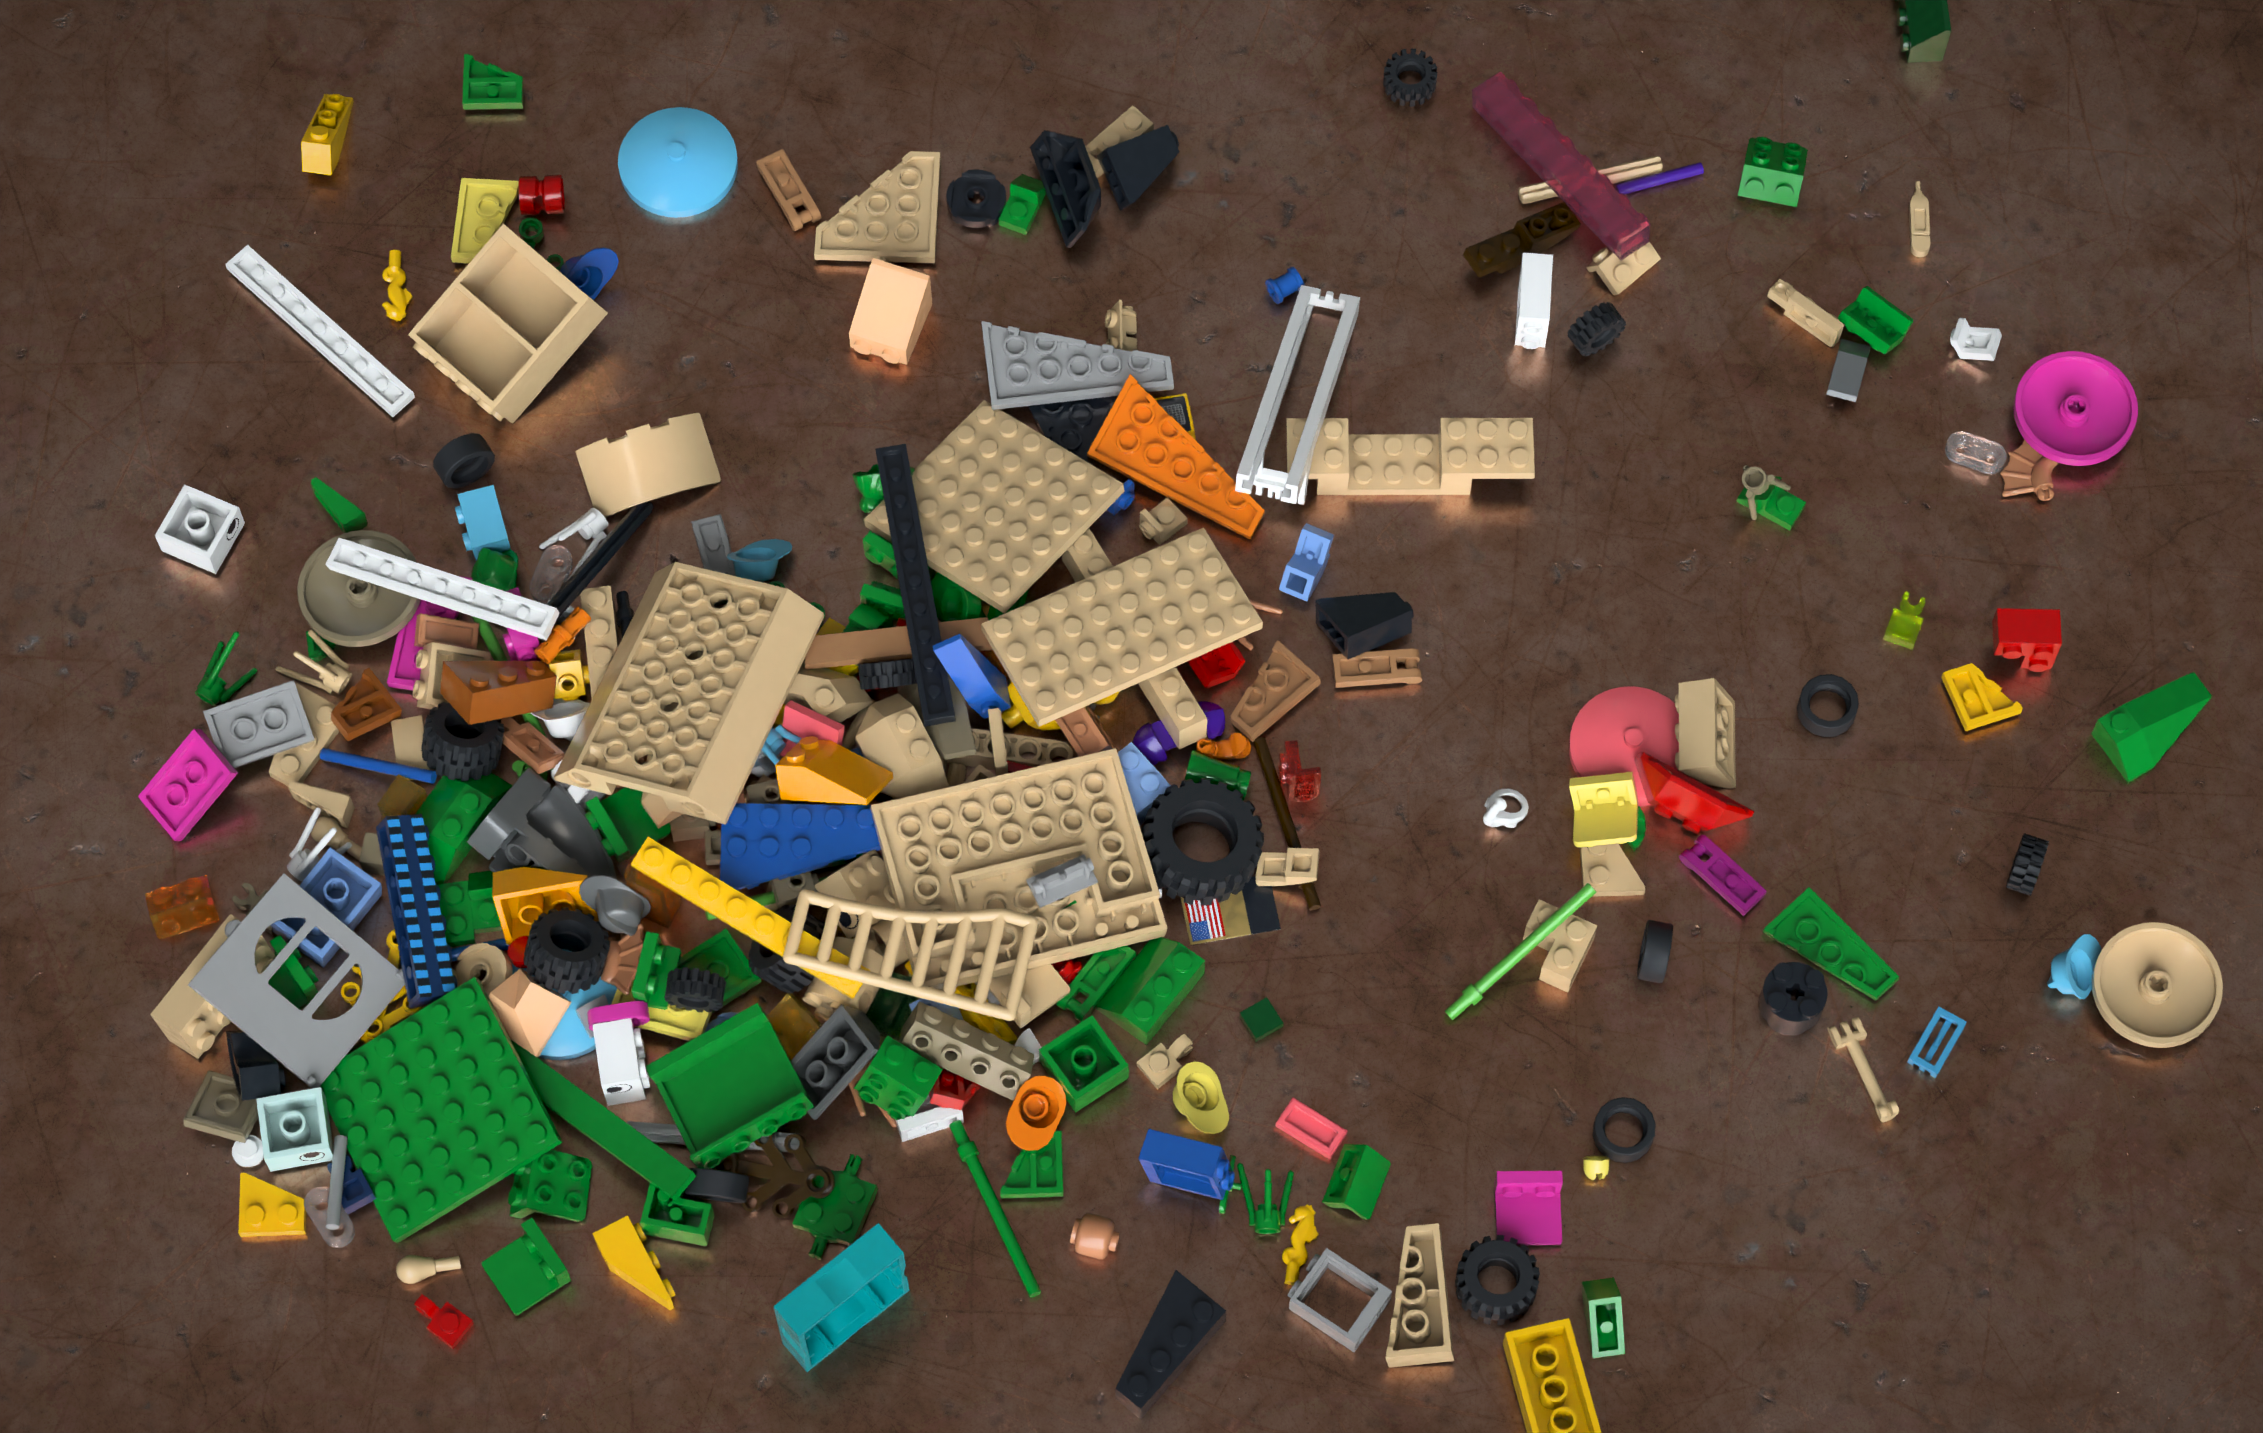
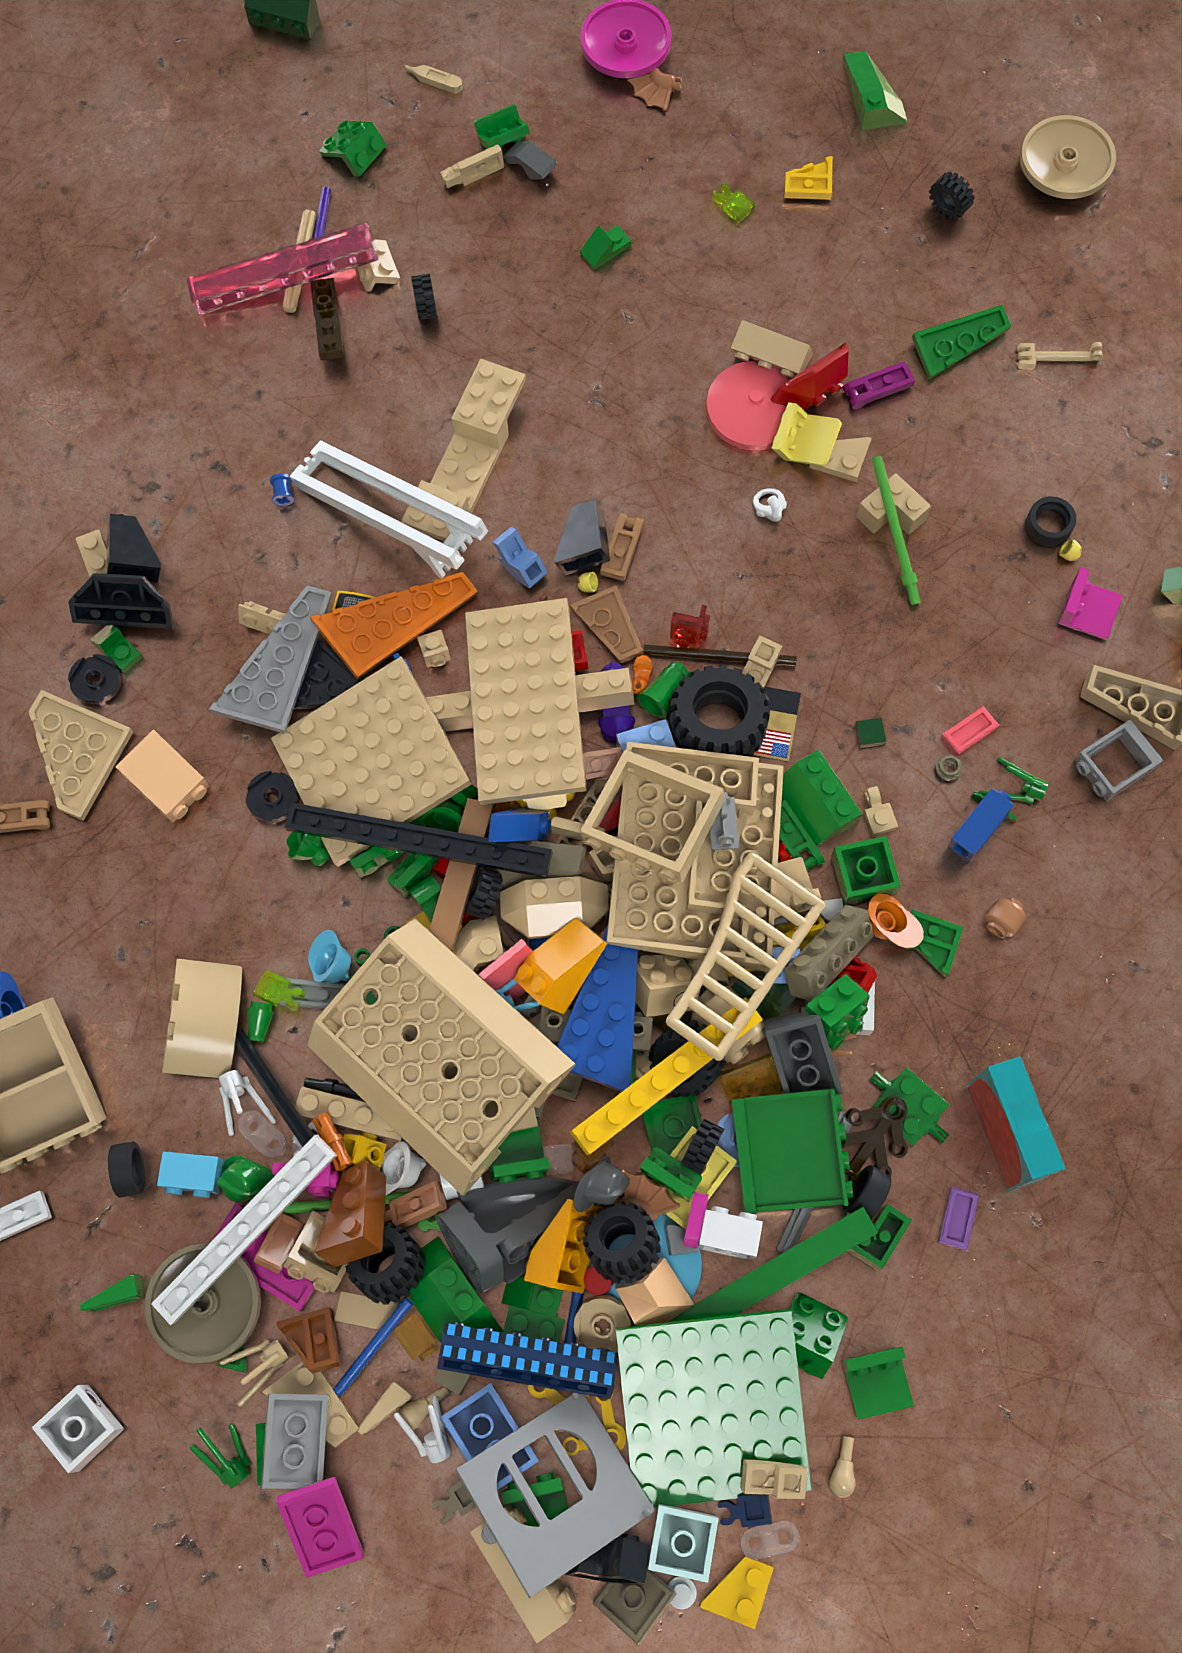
camera: 65 degrees left, 5 degrees up
(182, 907) = (427, 1573): clear orange bracket -> none
(336, 1182) = (744, 1522): light grey bar -> none
(389, 1193) = (774, 1478): none -> tan slope
(446, 1323) = (900, 1468): red plate -> none
(627, 1258) = (895, 1292): yellow slope -> none
(668, 520) = (259, 1019): none -> green cone
(704, 519) = (275, 988): none -> clear neon green plate
(732, 1299) = (958, 1218): none -> medium lavender tile
(914, 414) = (257, 795): none -> black plate
(969, 1153) = (901, 986): green bar -> none
(1025, 847) = (671, 779): none -> tan window
(1171, 1340) = (1113, 893): black wedge -> none
(1201, 1098) = (924, 798): light yellow piece -> none
(1254, 1109) = (951, 761): none -> dark tan plate
(1303, 1232) = (1051, 767): yellow animal -> none
(1318, 656) = (588, 582): none -> light yellow hinge
(1357, 1180) = (1024, 715): green panel -> none
(1410, 62) = (150, 332): black tyre -> none
(1505, 1255) = (1153, 633): black tyre -> none
(1533, 300) = (382, 326): white window -> none
(1655, 951) = (932, 437): black tyre -> none
(1756, 483) = (599, 238): dark tan plant -> none
(1798, 981) = (992, 375): black brick -> none
(1834, 684) = (783, 256): black tyre -> none
(1924, 1064) = (1050, 308): dark azure tile -> none
(1975, 341) = (546, 77): white bracket -> none
(1975, 452) = (625, 114): clear plate -> none
(2029, 635) = (788, 124): red brick -> none
(2074, 967) = (1035, 204): medium azure piece -> none

